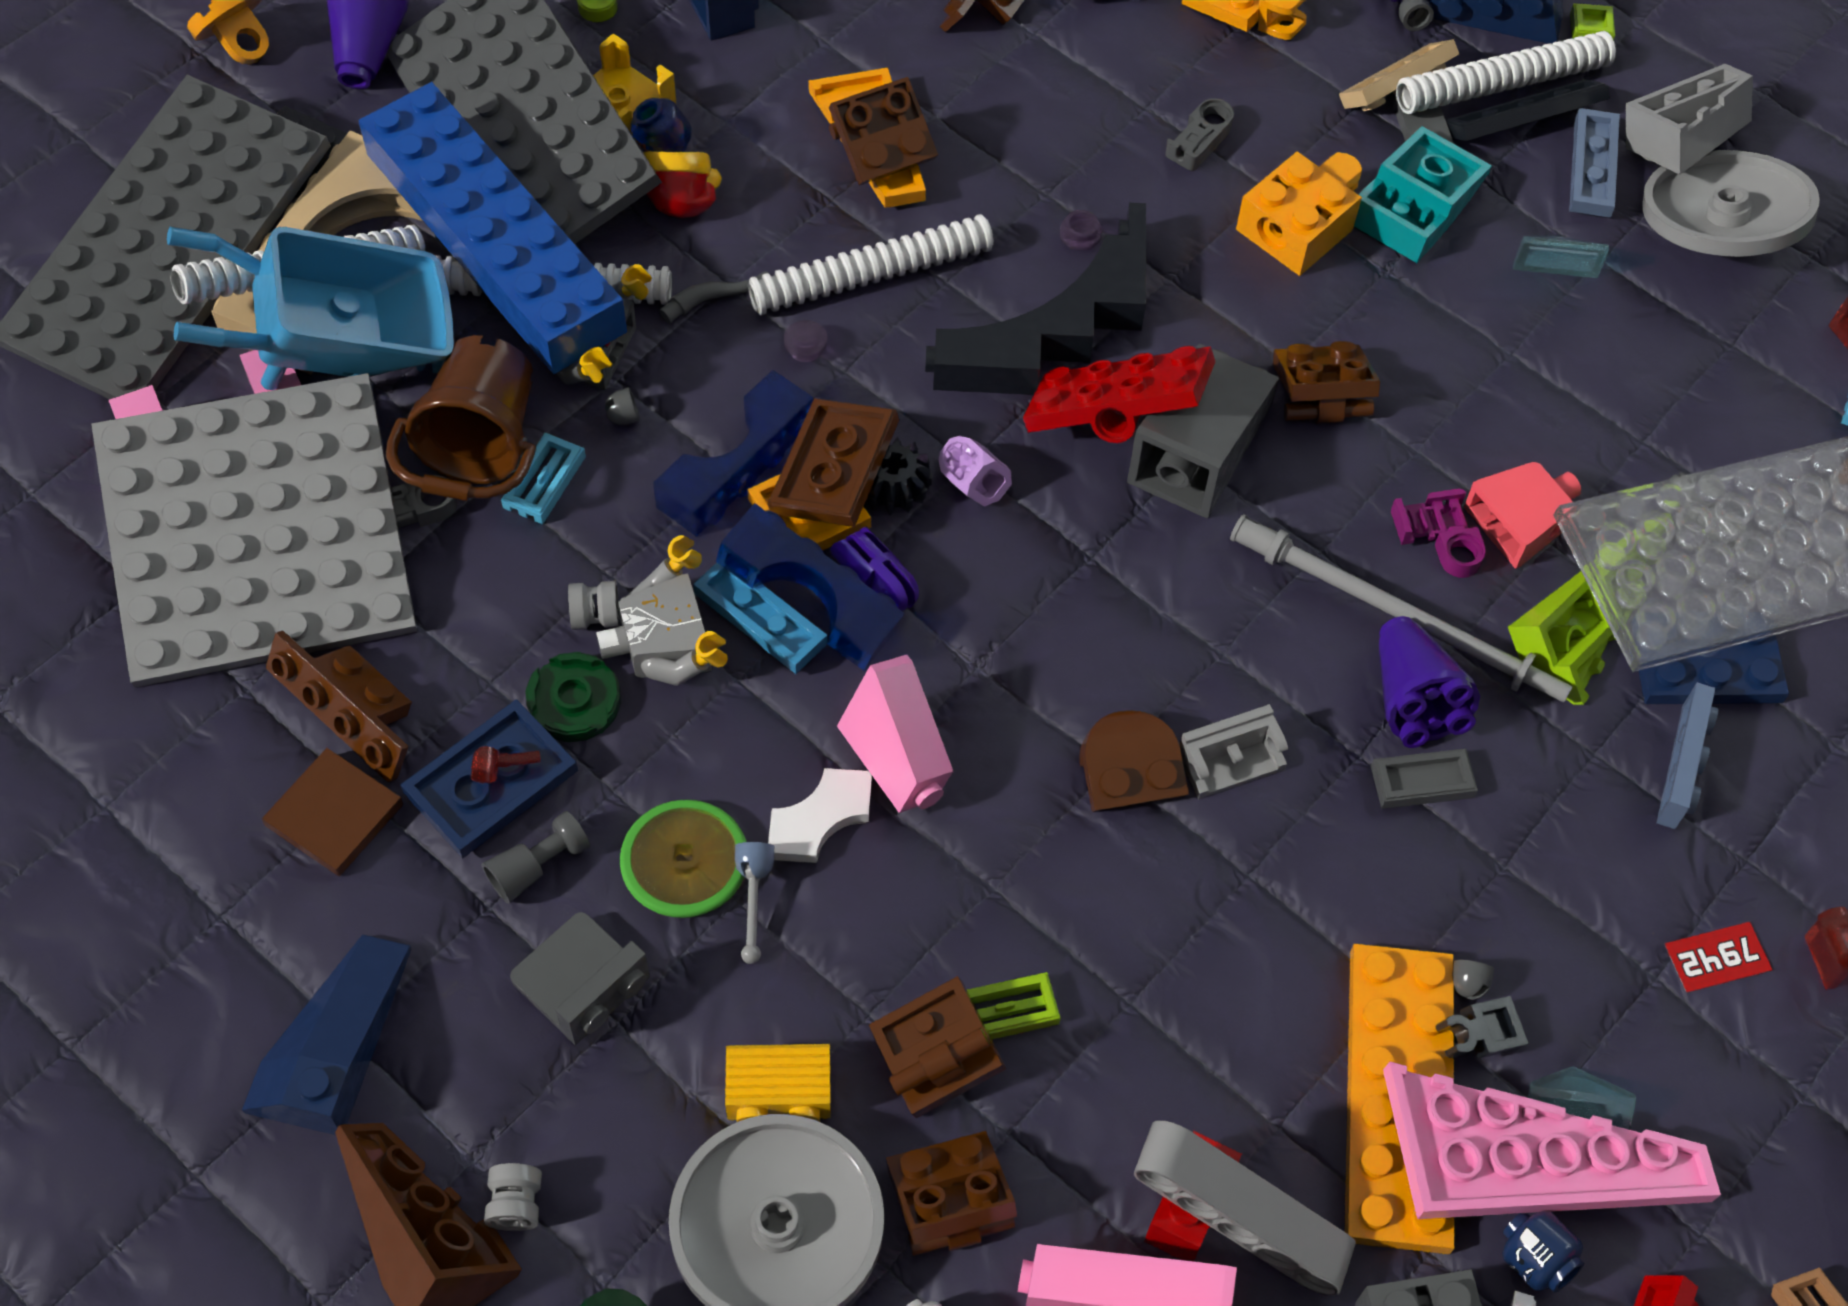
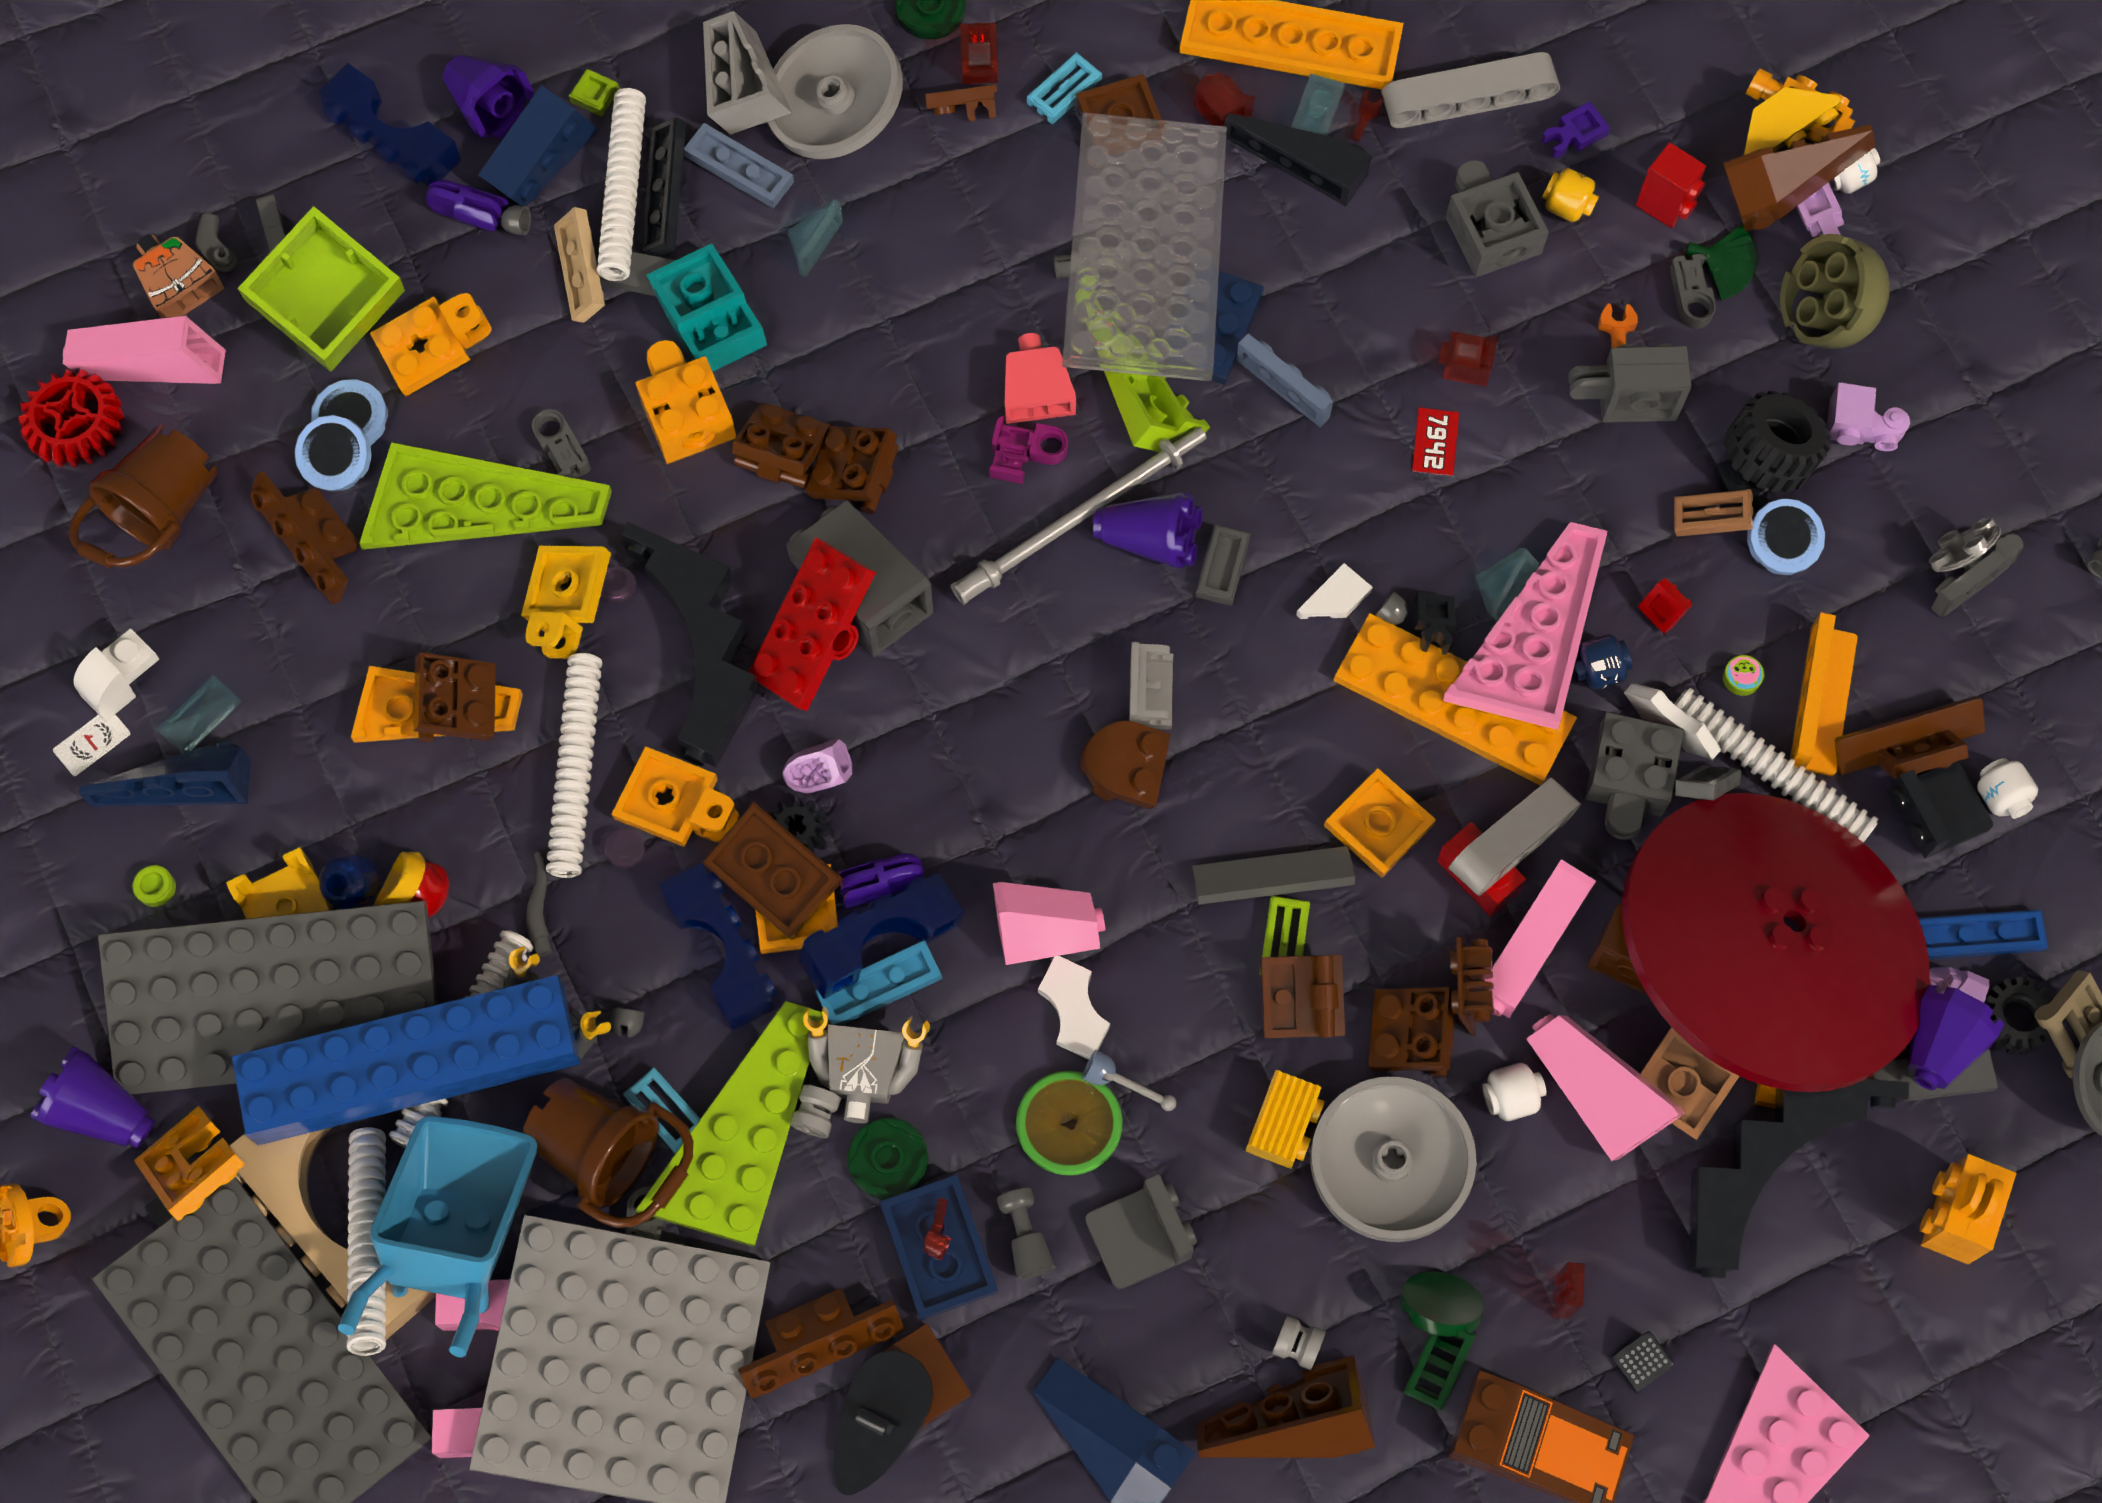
camera: 65 degrees left, 10 degrees up
(279, 789) = (880, 1418): none -> black shield
(320, 106) = (177, 1181): none -> light orange plate
(534, 548) = (742, 1136): none -> lime wing
(869, 376) = (693, 806): none -> light orange plate
(1017, 1227) = (1473, 998): none -> reddish brown hinge
(1038, 187) = (561, 610): none -> yellow plate
(1074, 966) = (1273, 875): none -> dark grey tile
(1100, 76) = (456, 497): none -> lime wing
(1196, 1061) = (1379, 822): none -> light orange plate
(1309, 303) = (779, 444): none -> reddish brown plate
(1455, 913) = (1337, 595): none -> white tile
(1793, 308) = (946, 101): none -> reddish brown plate

